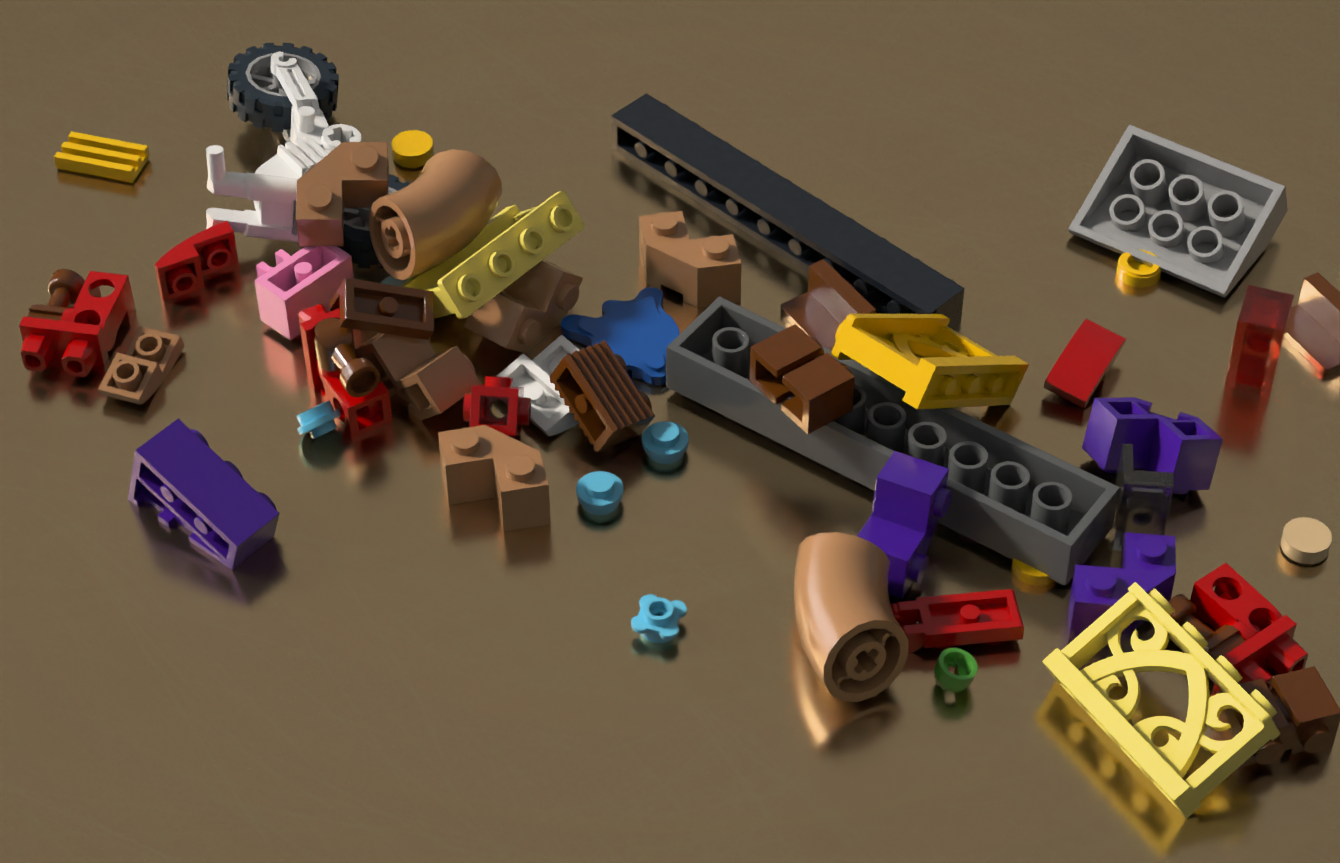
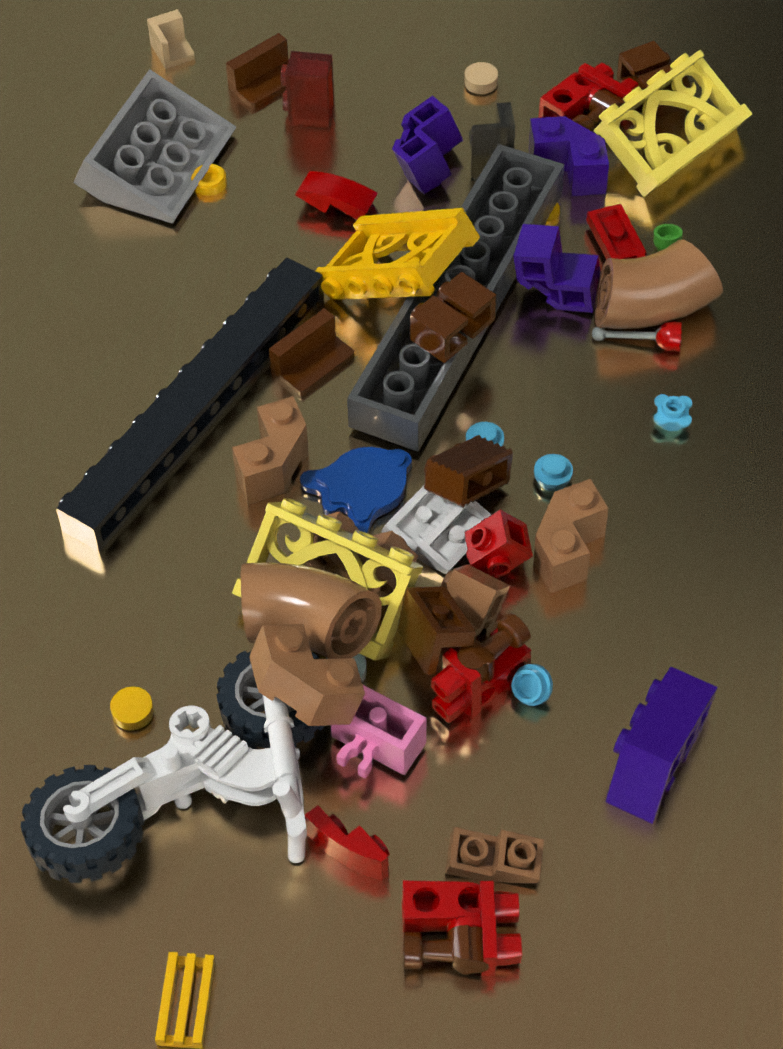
camera: 100 degrees left, 10 degrees up
(784, 632) = (667, 336): none -> hinge

